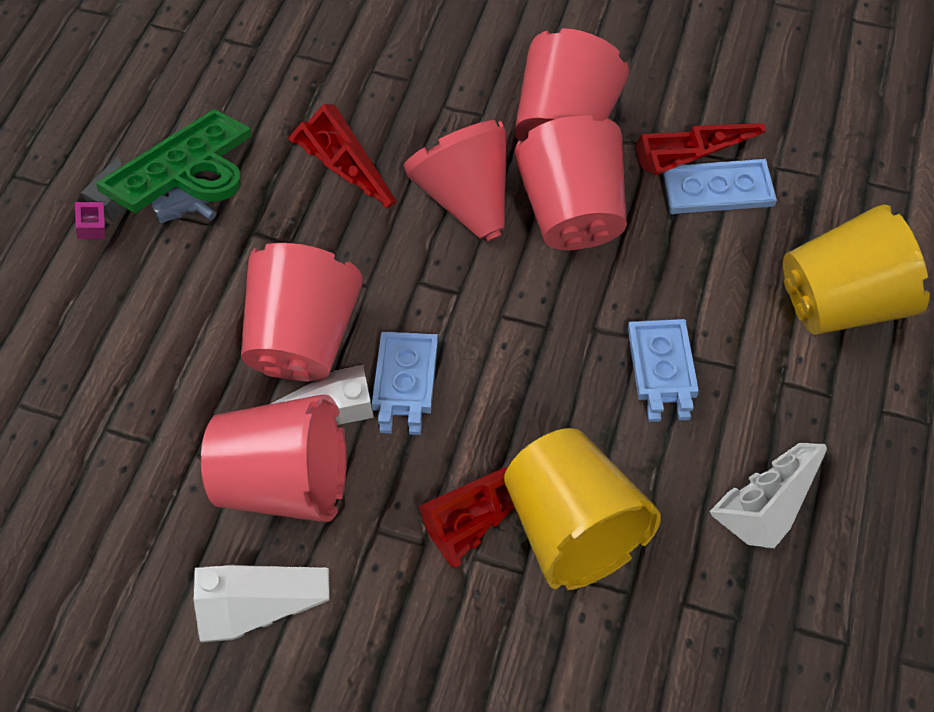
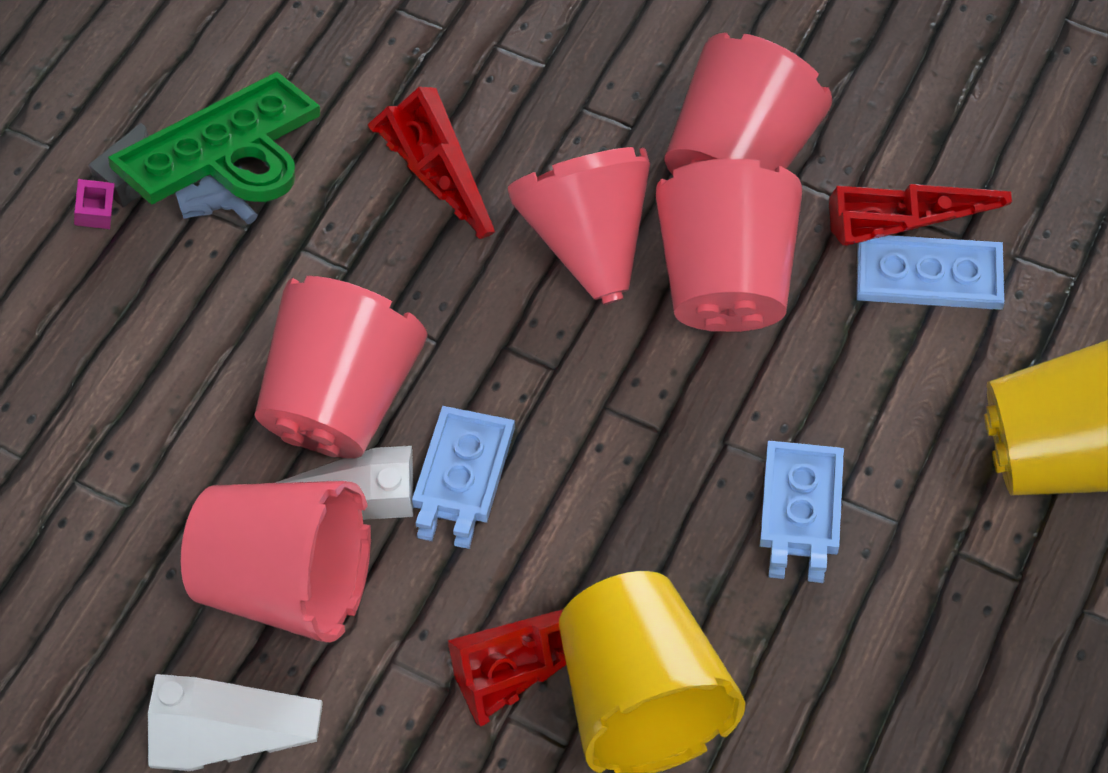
camera: 10 degrees right, 0 degrees up
(770, 503) = (901, 709): white wedge -> none

